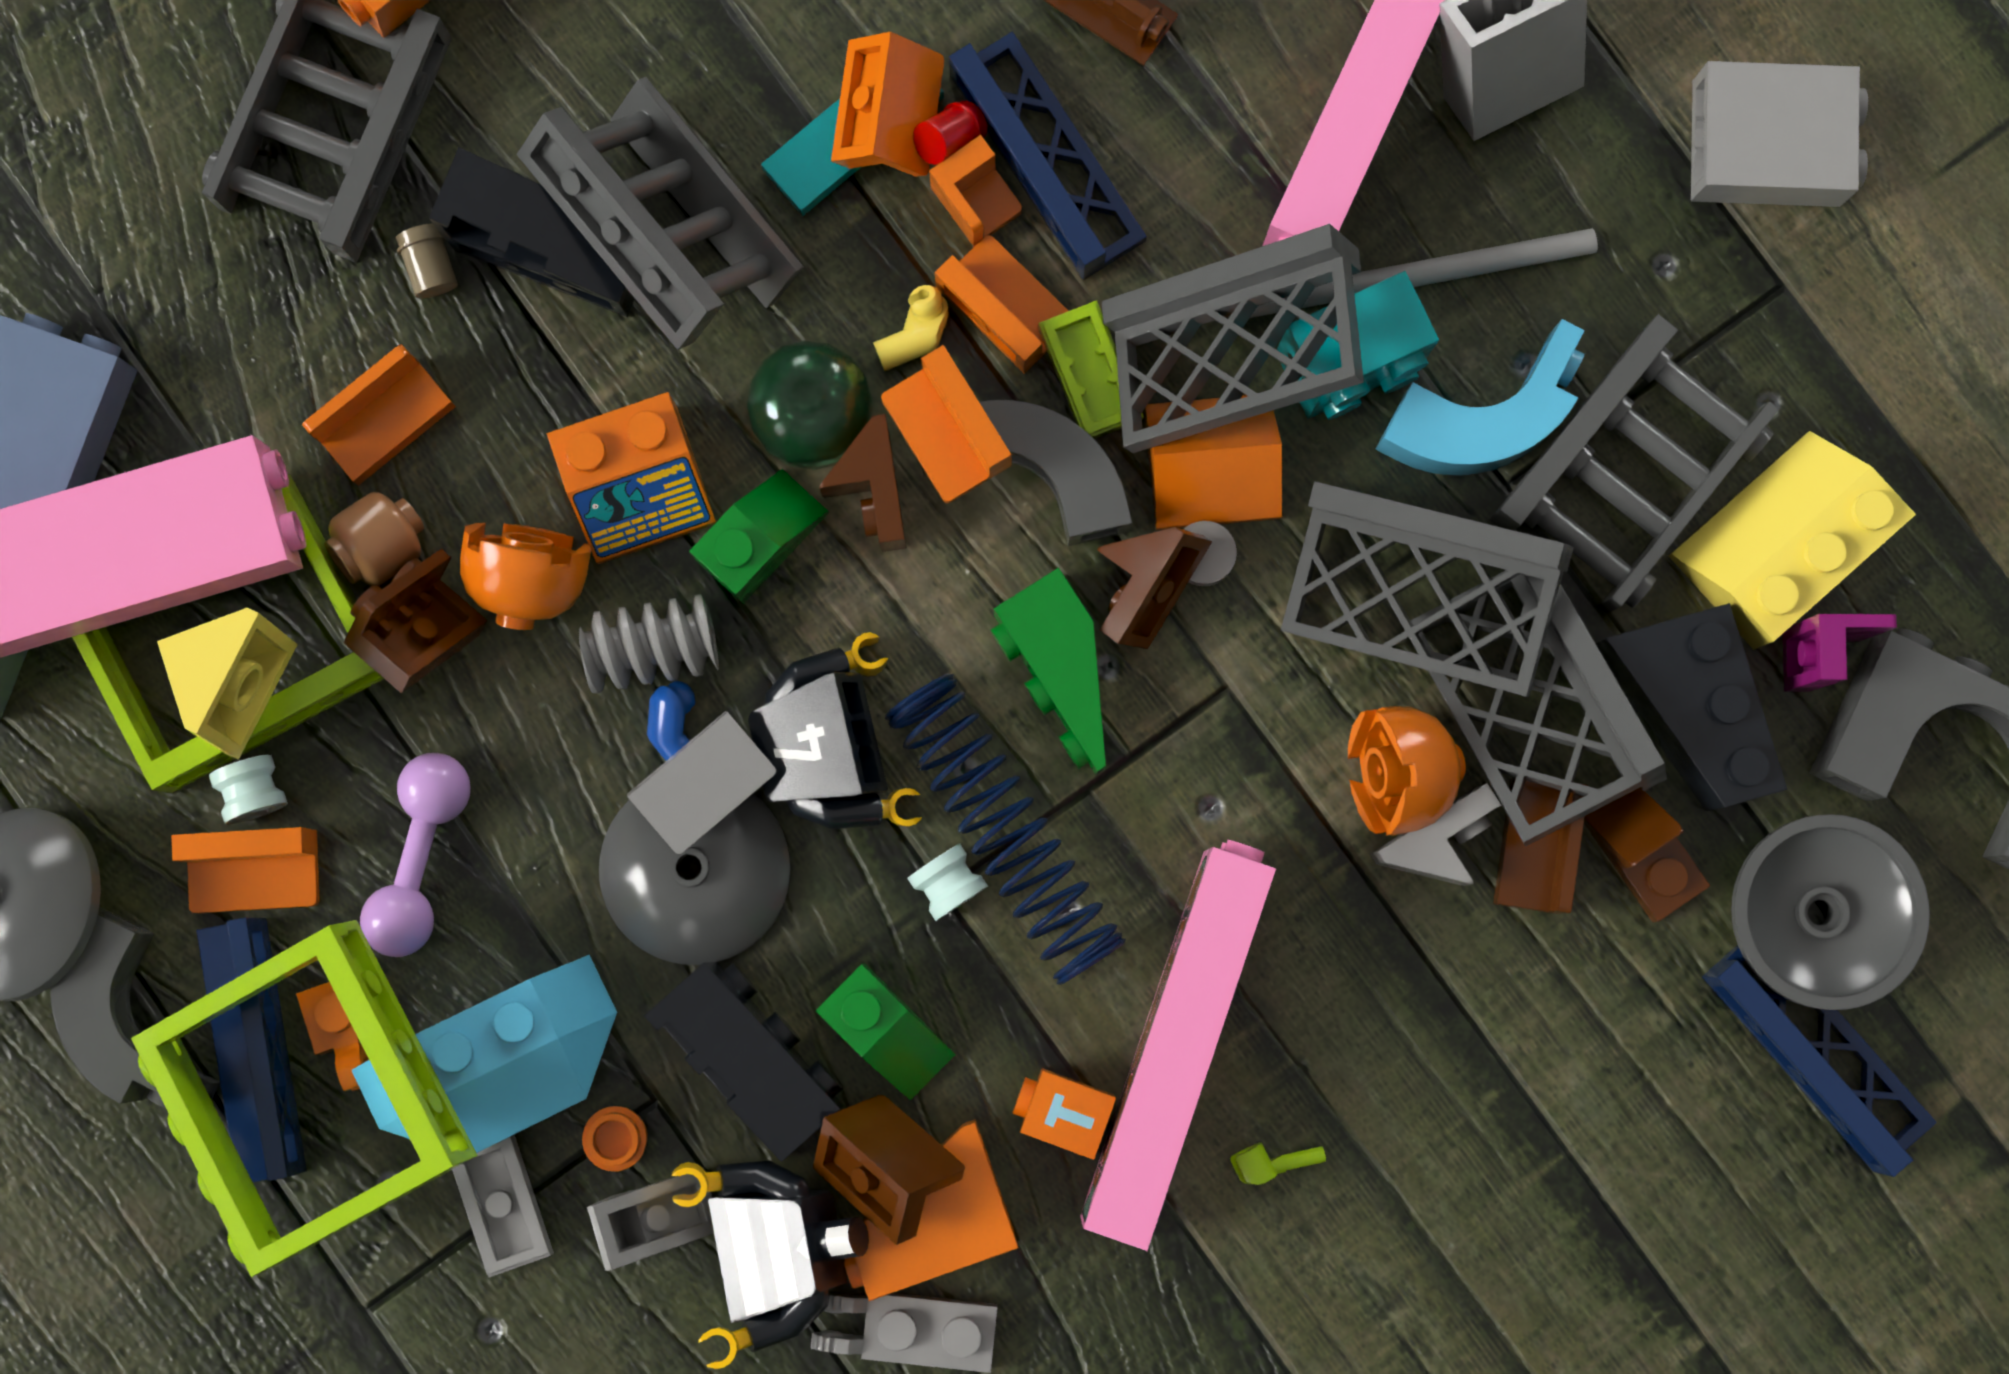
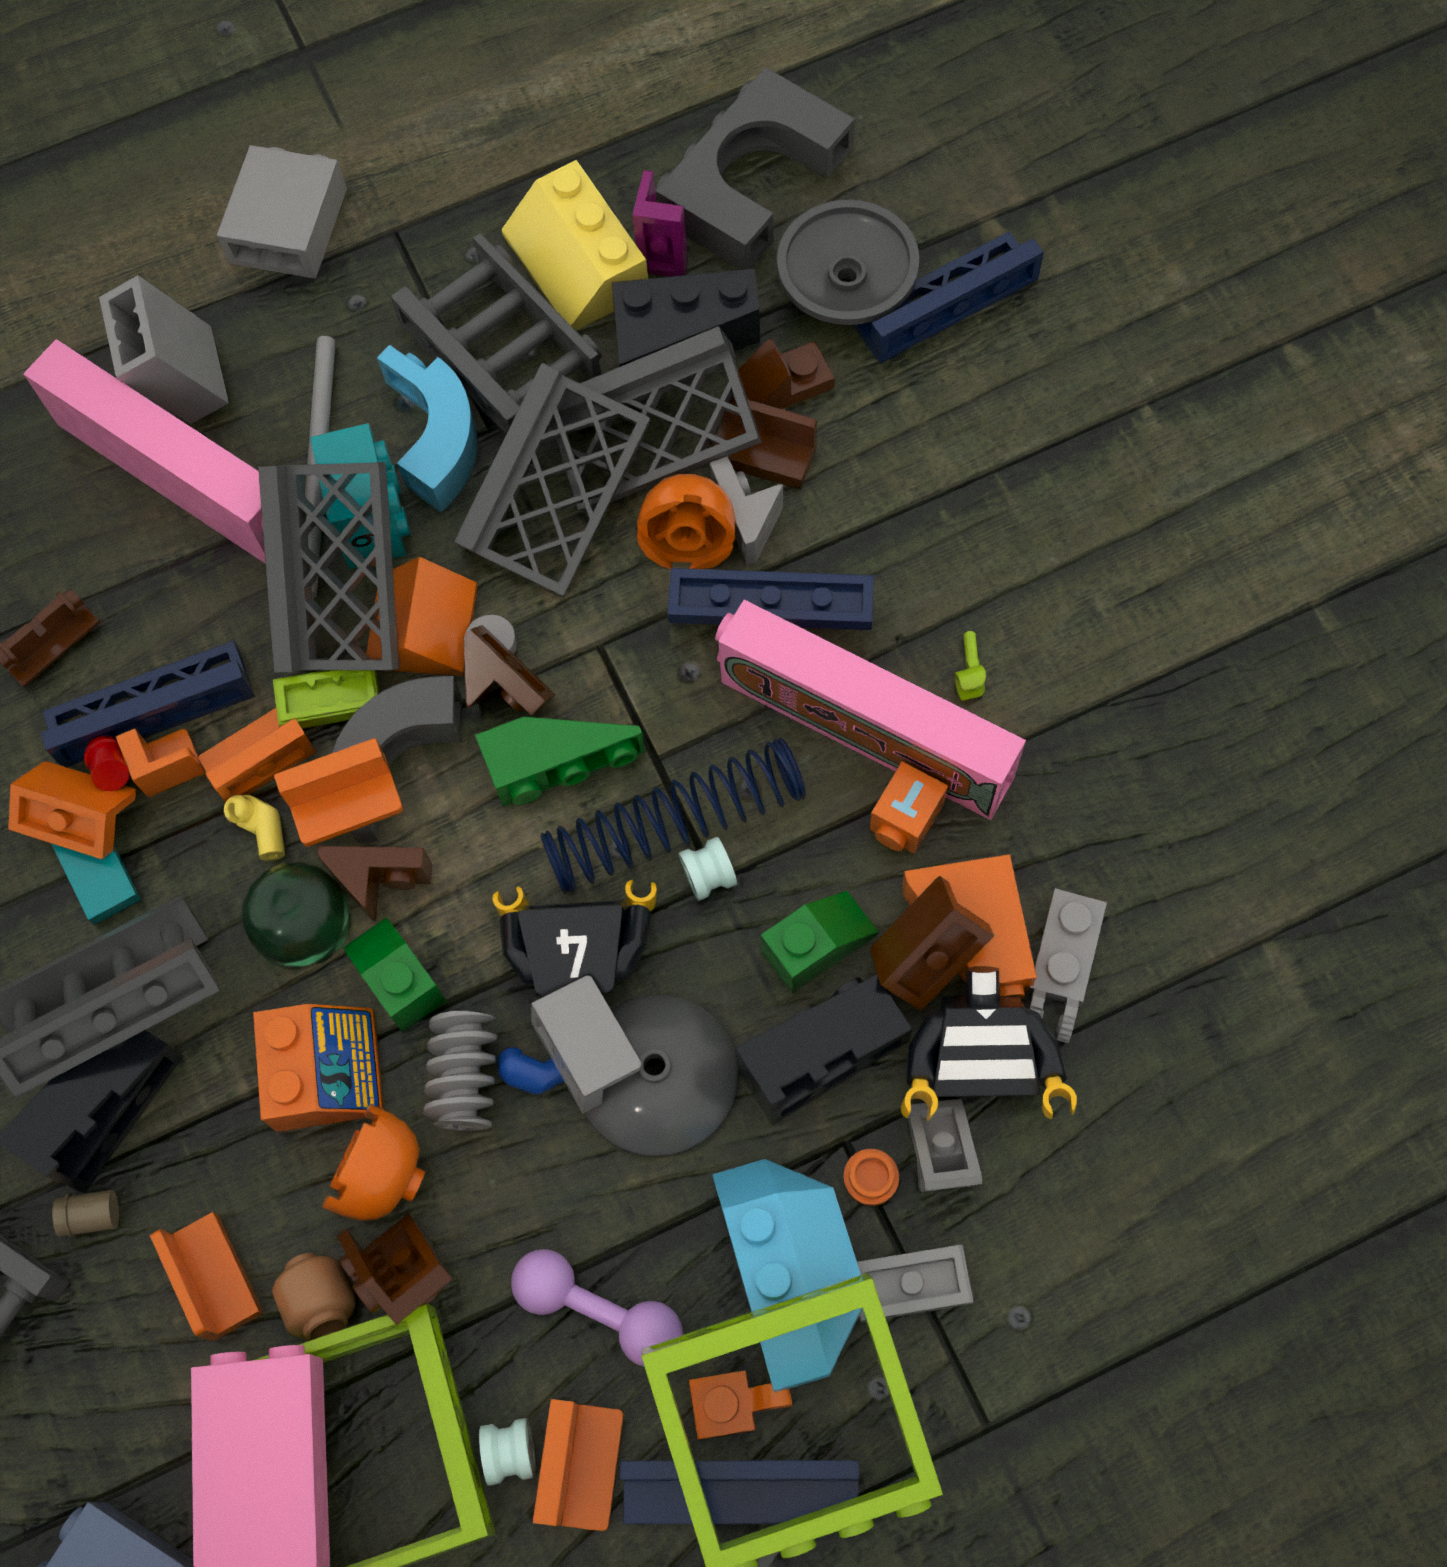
camera: 75 degrees left, 15 degrees down
(226, 675) = (394, 1428): light yellow slope -> none
(1307, 898) = (799, 598): none -> dark blue fence

